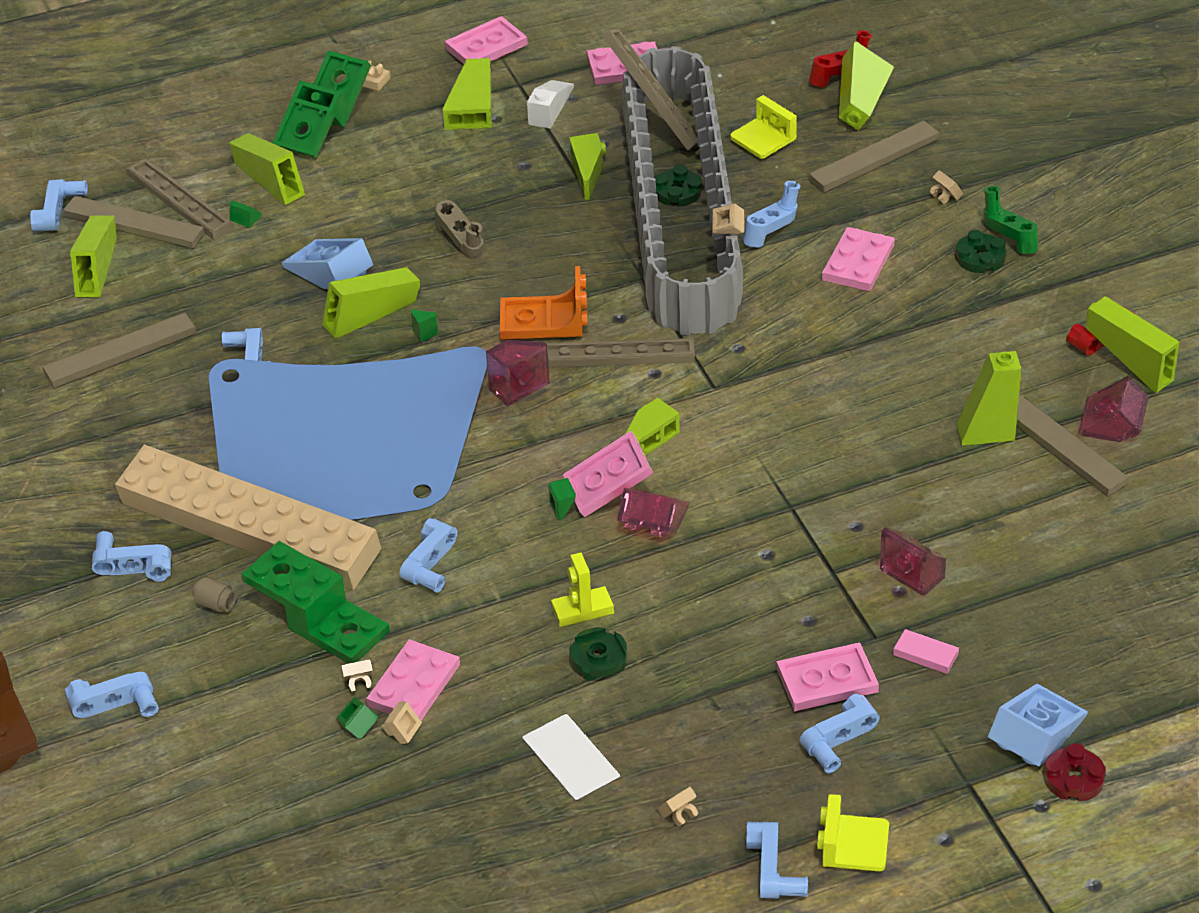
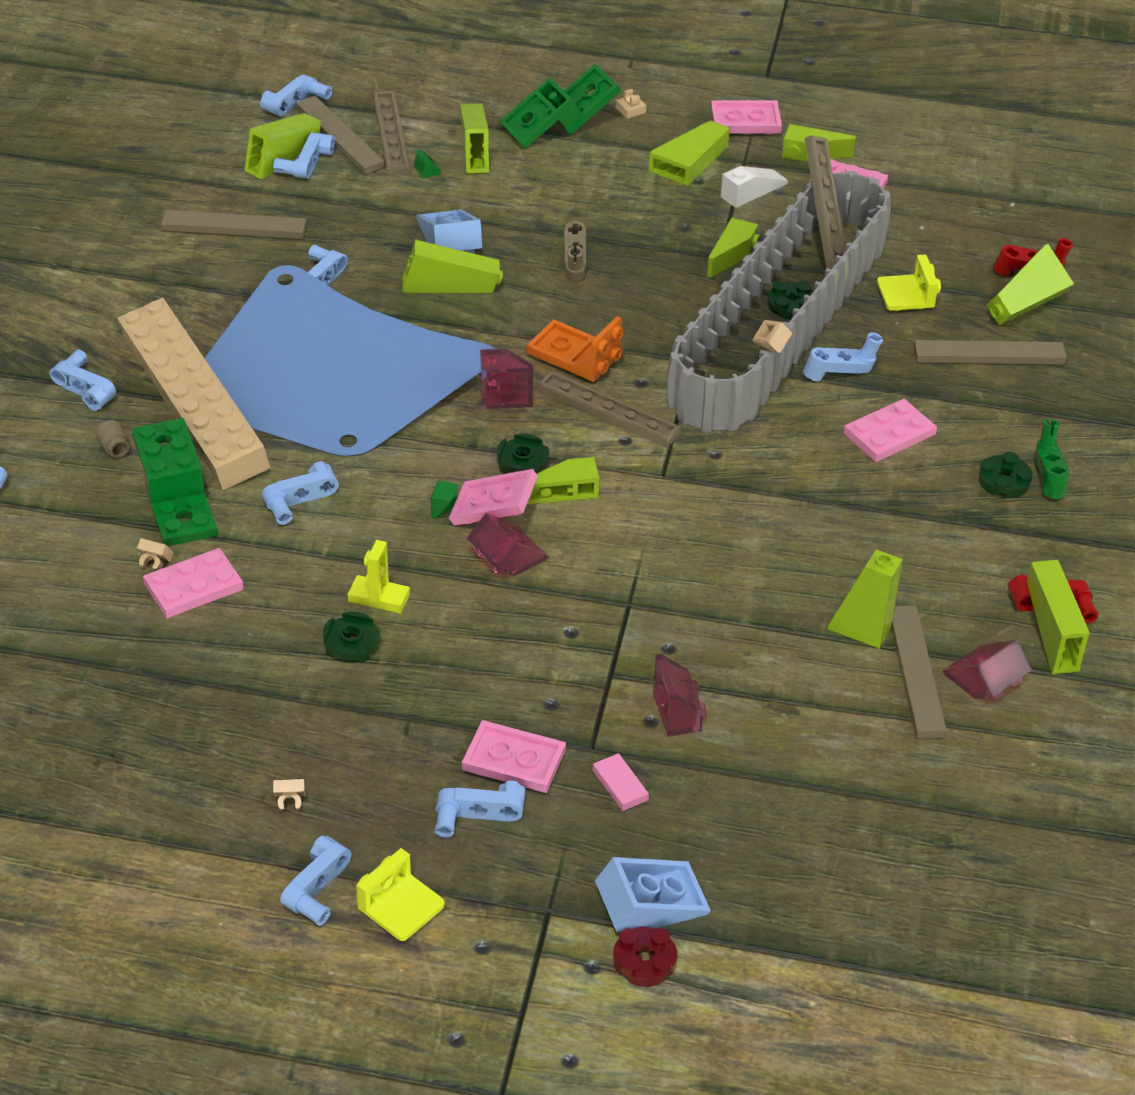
camera: 30 degrees right, 0 degrees up
(127, 240) = (309, 156): none -> light blue beam
(357, 717) = (123, 587): slope -> none
(402, 723) = (148, 608): tan tile -> none
(424, 324) = (474, 312): green slope -> none
(570, 41) = (794, 145): none -> lime slope
(571, 756) = (253, 707): white sticker -> none
(581, 439) = (510, 454): none -> dark green plate
(947, 186) = (1024, 406): tan tile -> none

